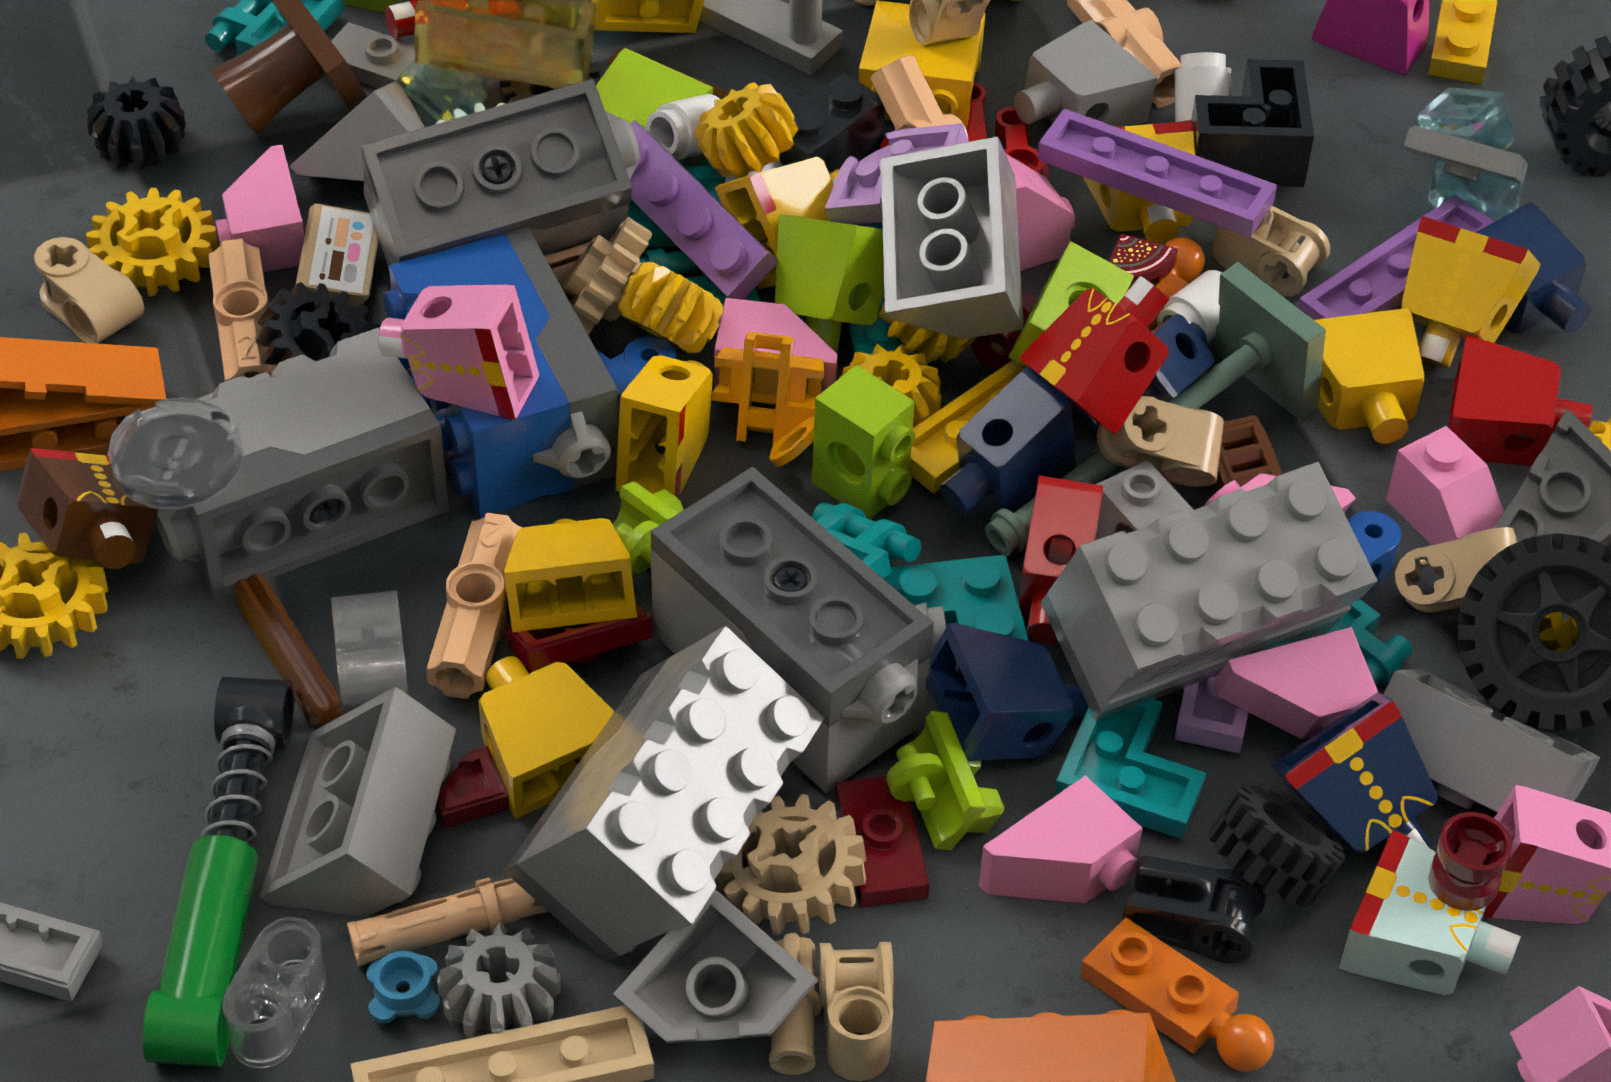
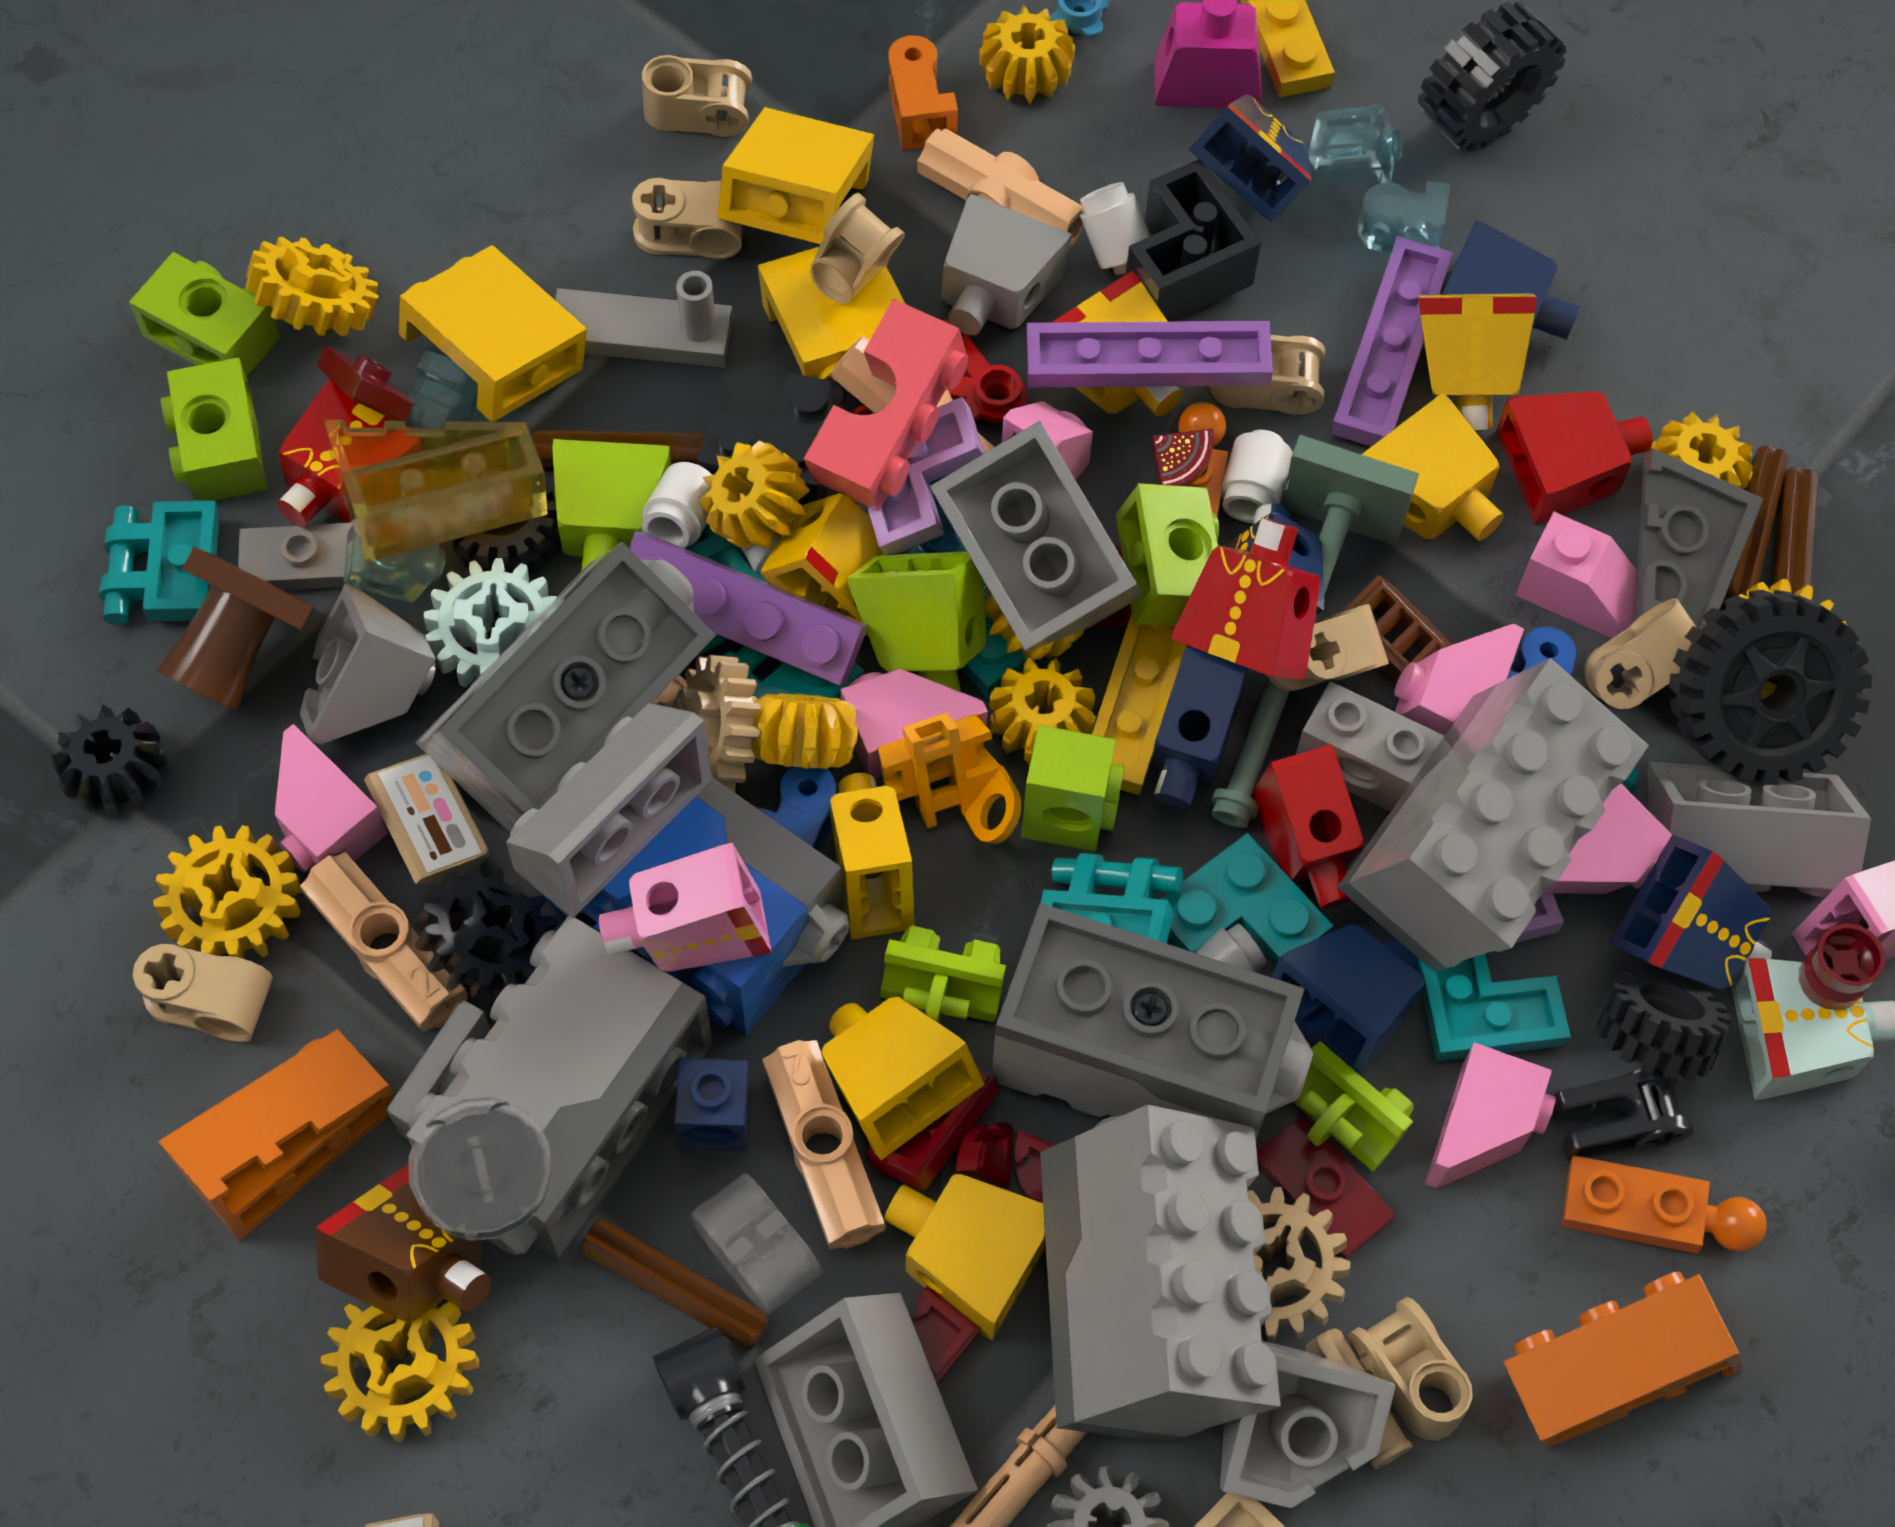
camera: 30 degrees left, 15 degrees up
(409, 535) = (713, 1104): none -> dark blue brick
(476, 245) = (612, 805): none -> light grey slope
(607, 672) = (987, 1154): none -> dark red tile
(859, 127) = (870, 452): none -> coral arch
(1357, 87) = (1254, 156): none -> dark blue torso
(1465, 157) = (1401, 201): light grey plate -> none

